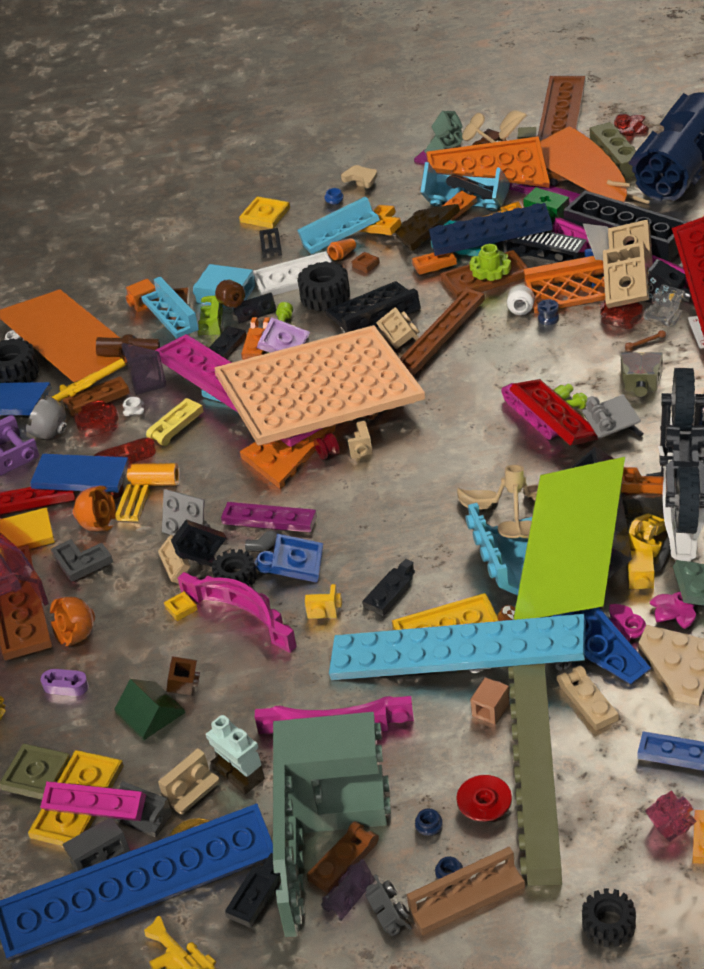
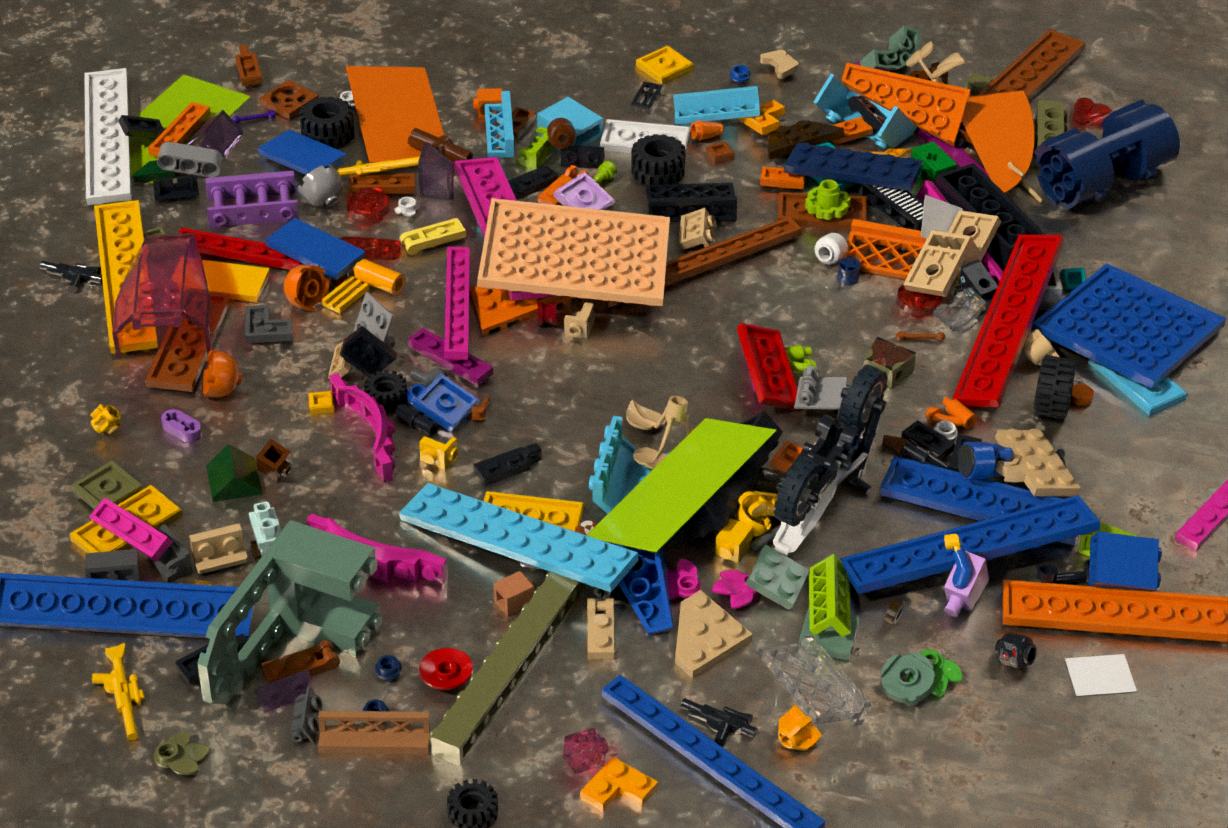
camera: 20 degrees right, 0 degrees up
(244, 469) = (457, 303): none -> dark pink plate
(281, 584) = (417, 420): none -> black axle
(330, 554) = (479, 412): none -> dark orange hand

